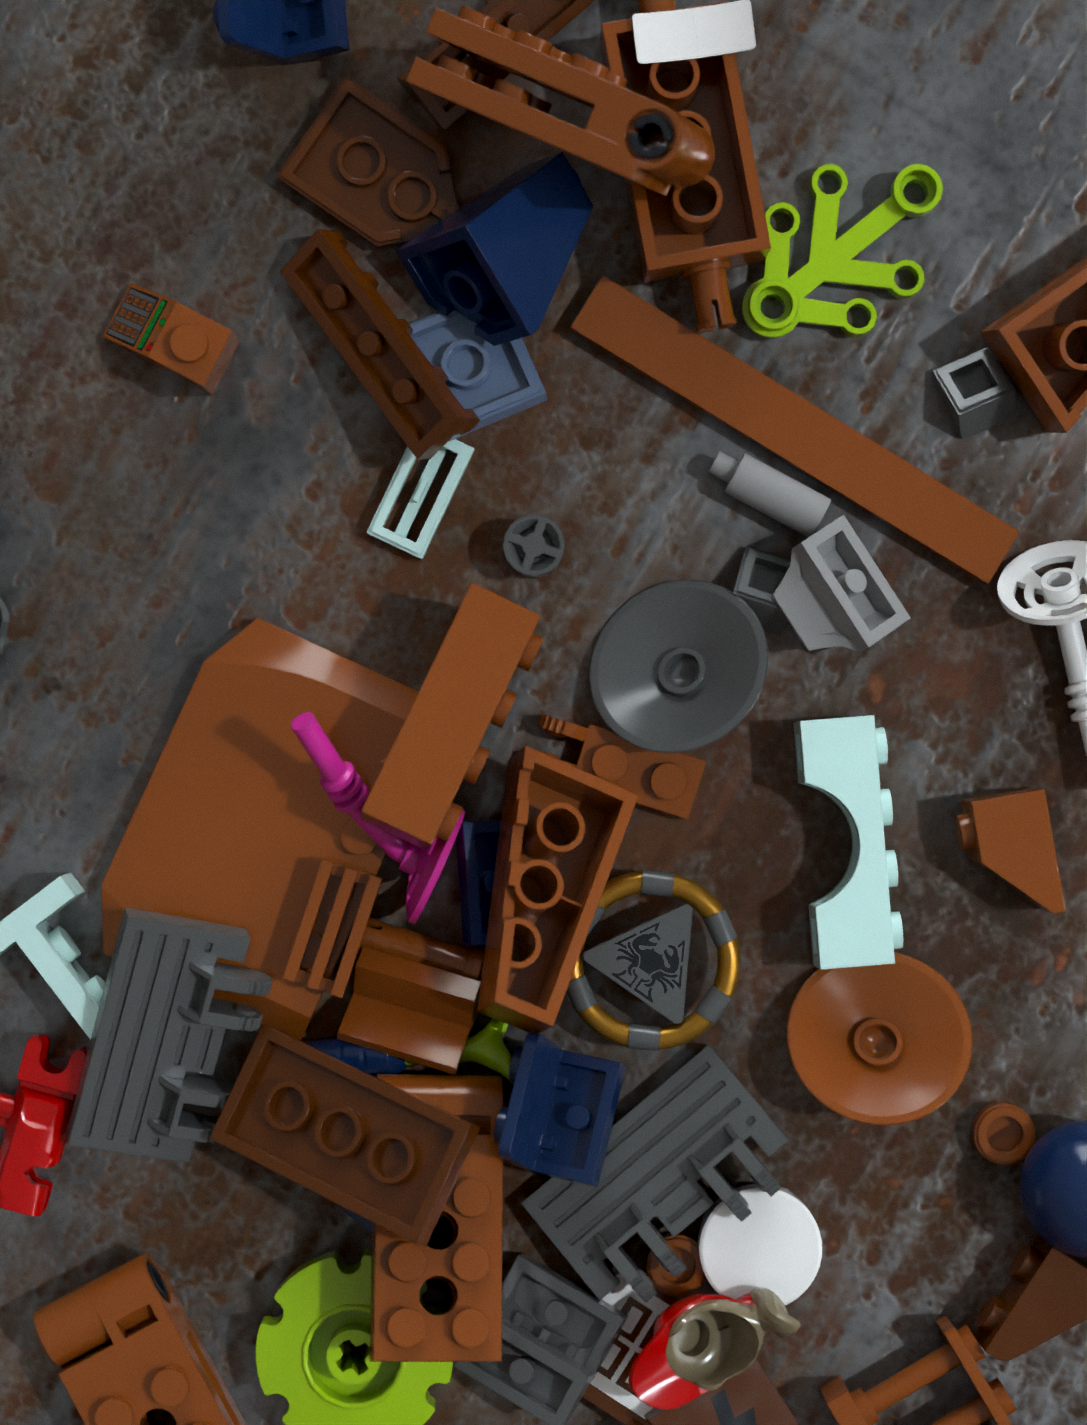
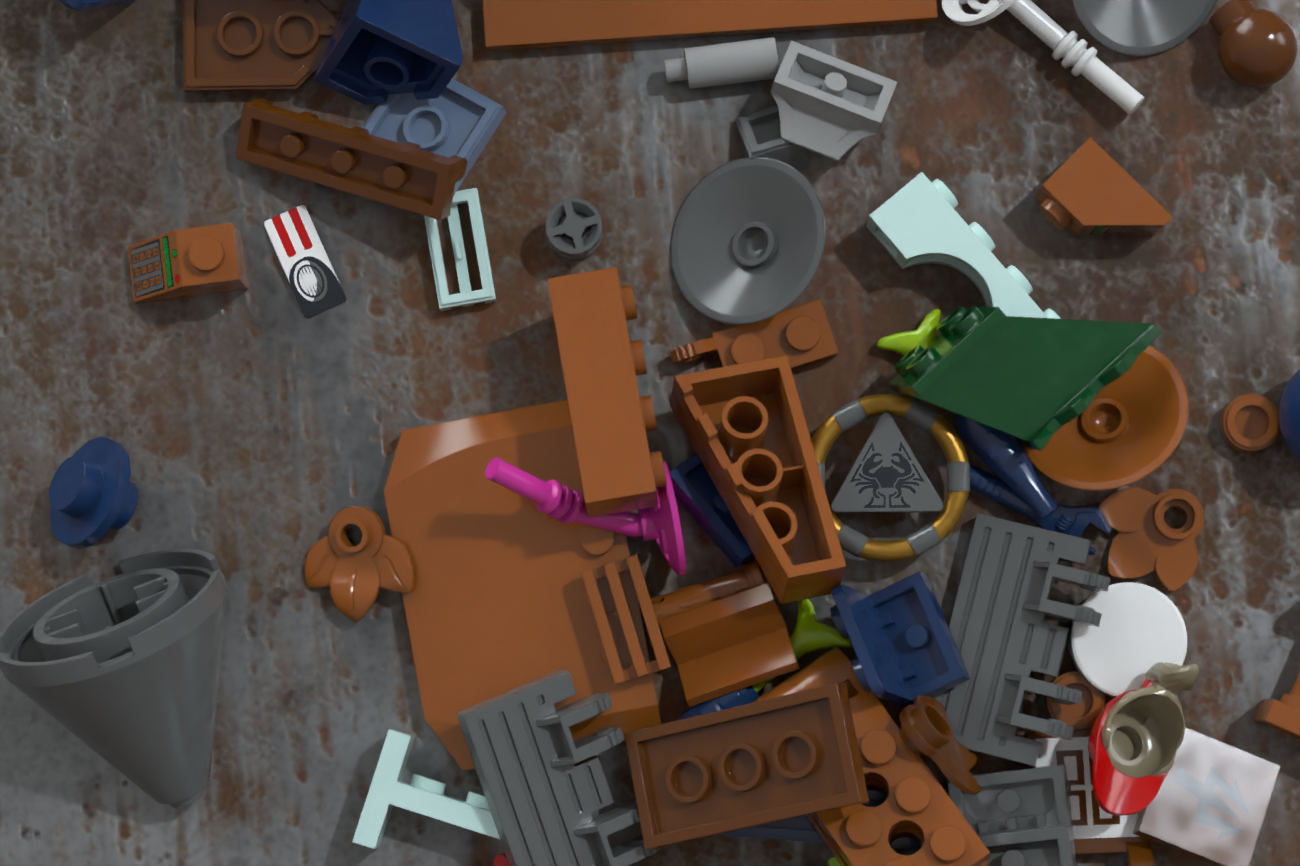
camera: 40 degrees left, 5 degrees down
(133, 714) = (358, 570): none -> dark orange plate
(278, 405) = (305, 261): none -> sticker
(525, 1218) = (929, 733): none -> reddish brown plate
(766, 961) = (995, 448): none -> dark blue piece
(772, 1094) = (1065, 520): none -> dark blue piece
(832, 953) = (1020, 370): none -> dark green piece
(838, 1172) = (1145, 539): none -> dark orange plate

